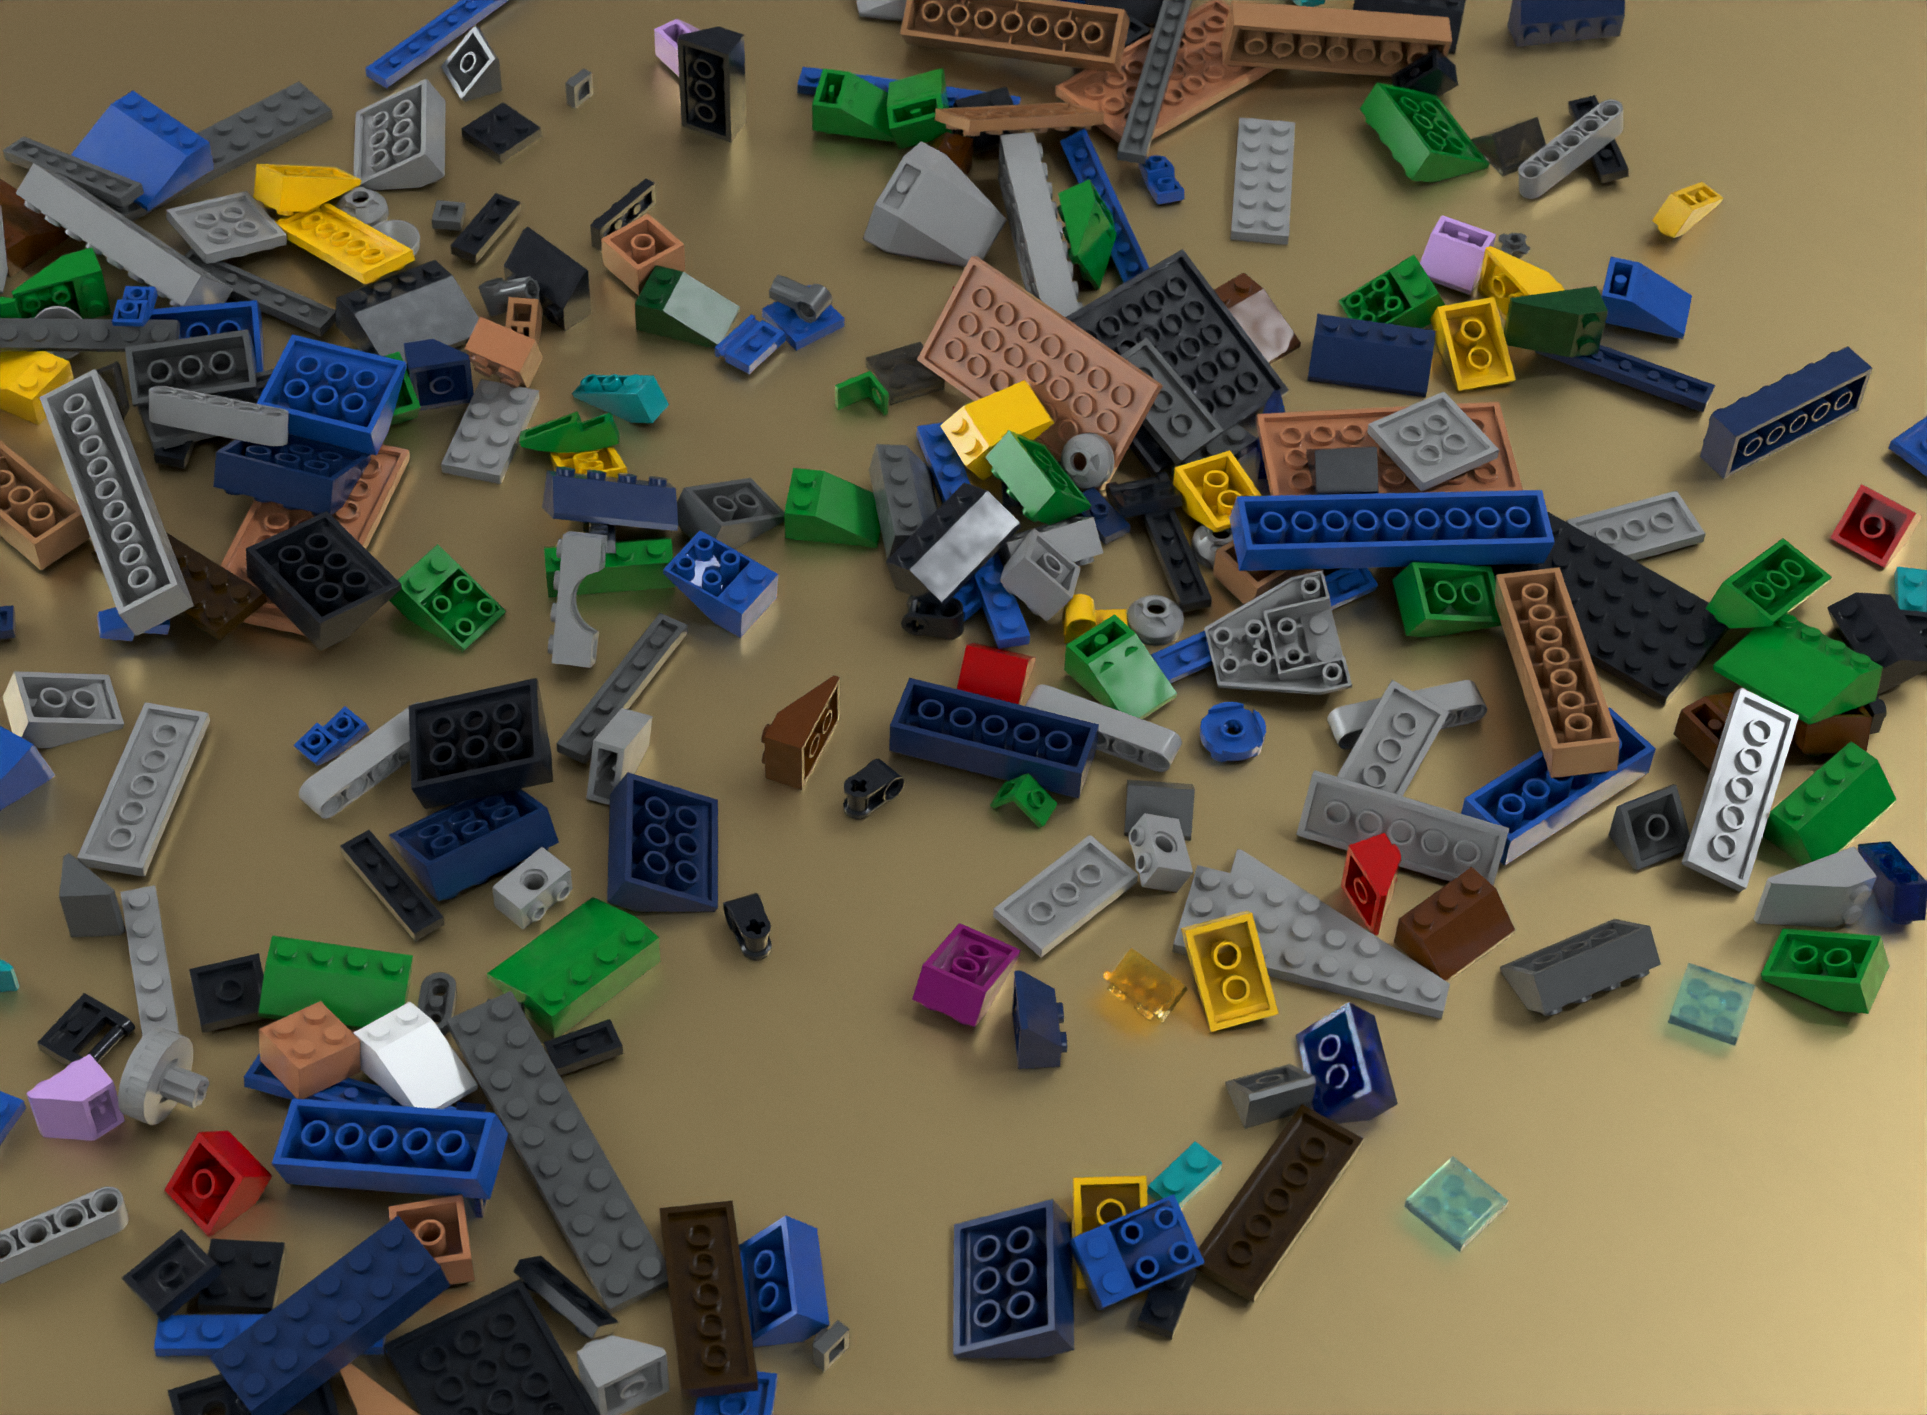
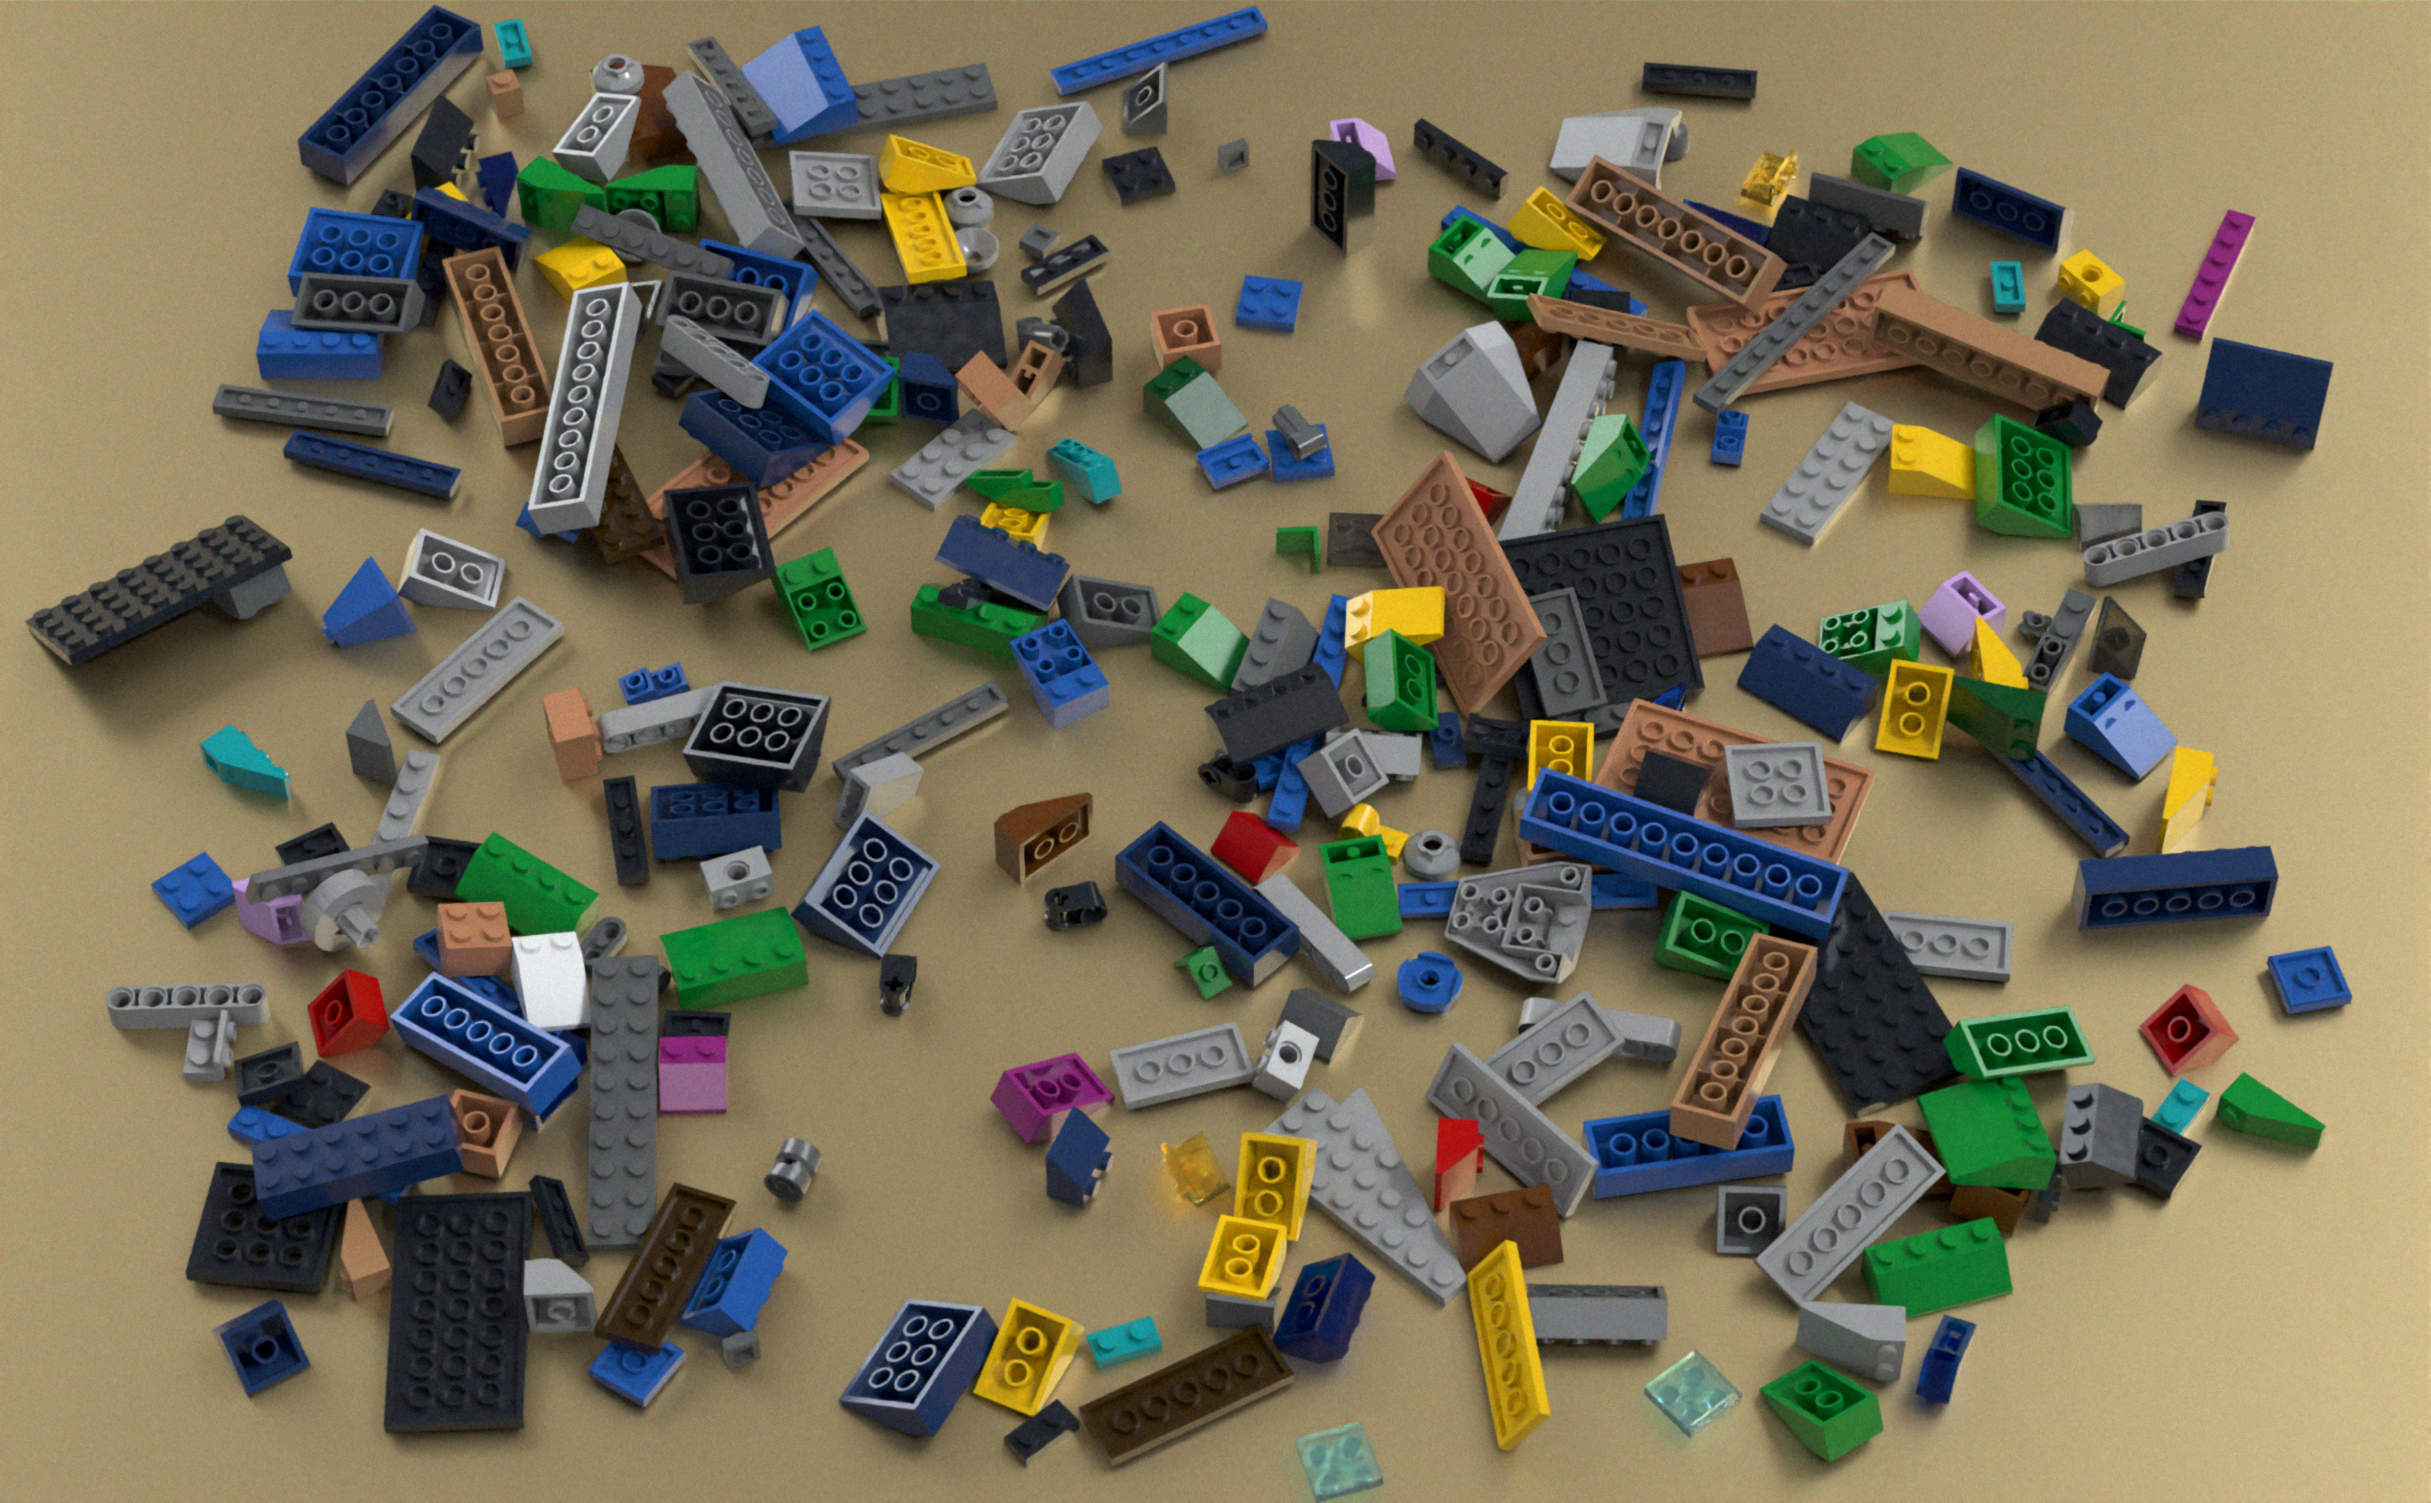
camera: 30 degrees right, 0 degrees up
(85, 1277) = (209, 1049): none -> light grey bracket
(117, 1047) = (308, 875): none -> dark grey plate
(135, 306) = (702, 235): blue slope -> none
(285, 813) = (572, 734): none -> nougat brick
(573, 638) = (900, 674): light grey arch -> none
(612, 1093) = (693, 1074): none -> magenta slope
(626, 210) = (1204, 290): black plate -> none
(691, 201) = (1269, 303): none -> blue plate
(769, 1146) = (793, 1170): none -> dark grey wheel
(780, 28) = (1460, 158): none -> black plate
(899, 57) = (1554, 226): none -> yellow slope
(1098, 456) = (1467, 687): light grey piece -> none
(1135, 1252) = (1025, 1379): blue slope -> none
(1254, 1049) = (1244, 1258): none -> yellow slope
(1338, 146) = (1930, 464): none -> yellow slope
(1536, 1029) = (1508, 1345): none -> yellow plate
(1545, 240) = (2060, 642): none -> dark grey slope
(1585, 235) = (2116, 643): none -> clear smoke slope
(1685, 209) = (2236, 651): yellow slope -> none
(1734, 334) = (2186, 795): none -> yellow slope

